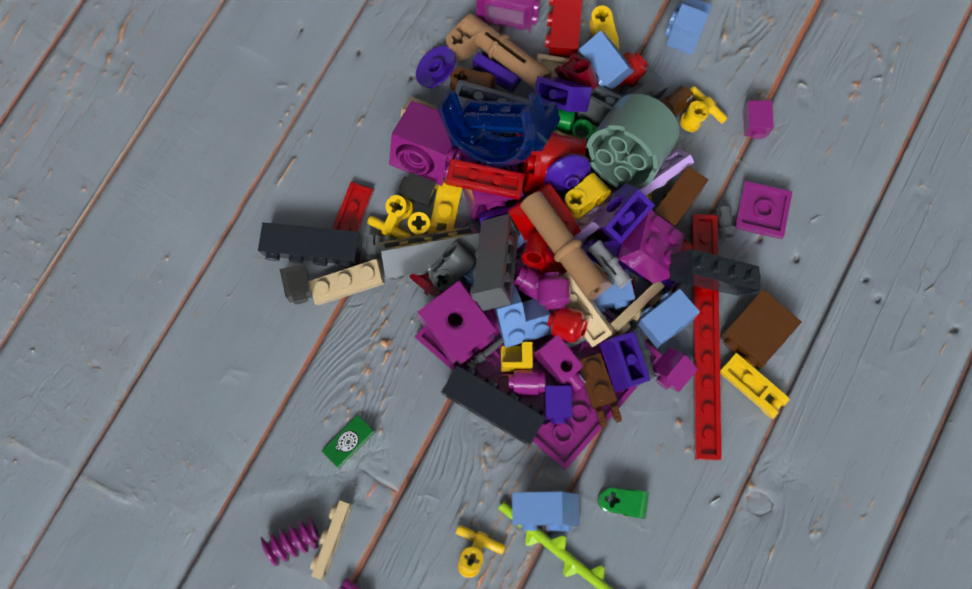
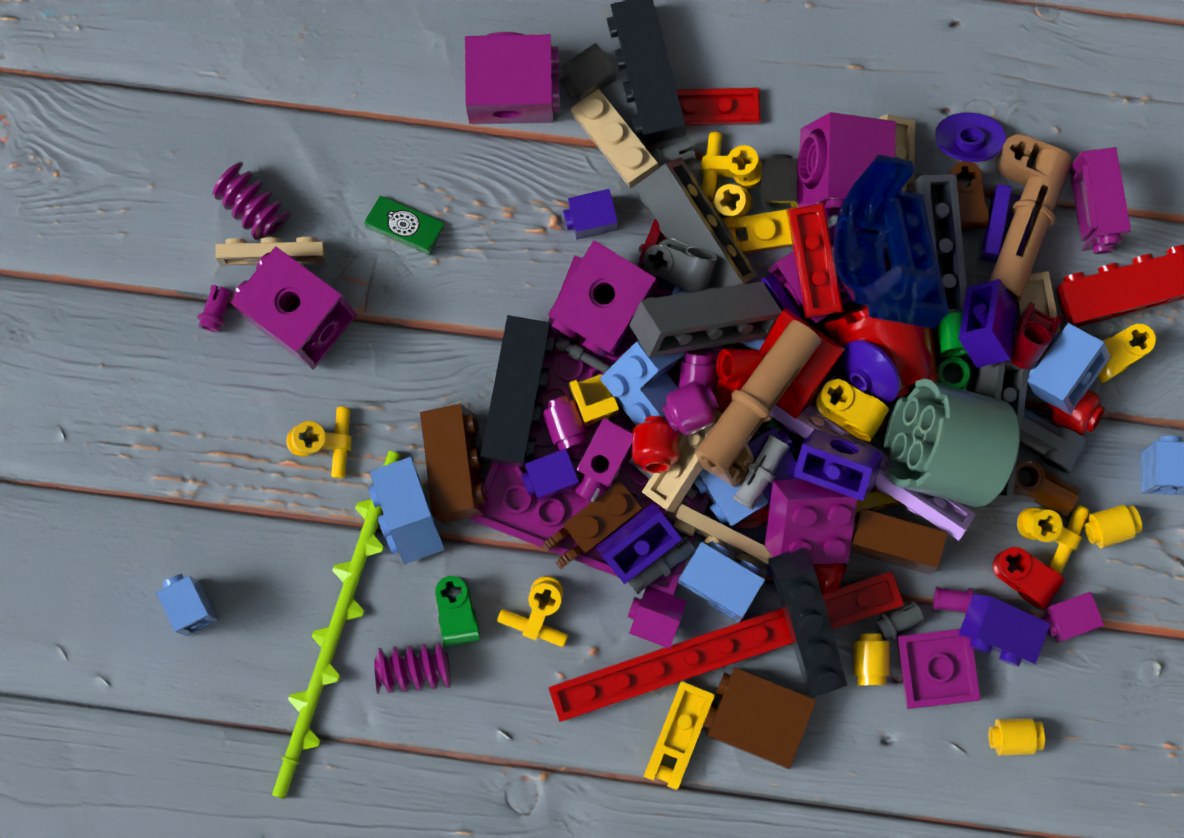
camera: 70 degrees right, 5 degrees up
(280, 332) = (511, 78): none -> magenta brick
(361, 538) = (293, 307): none -> magenta brick
(391, 315) = (591, 214): none -> dark purple brick
(525, 466) = (453, 463): none -> reddish brown brick
(642, 445) = (533, 626): none -> yellow piece
(653, 545) = (412, 668): none -> magenta piece
(709, 75) = (1113, 525): none -> yellow brick
(723, 136) = (1032, 581): none -> red piece
(723, 184) = (952, 599): none -> magenta pin
(745, 248) = (871, 659): none -> yellow brick
(754, 159) = (1003, 629): none -> dark purple brick
(821, 179) = (1016, 736): none -> yellow brick

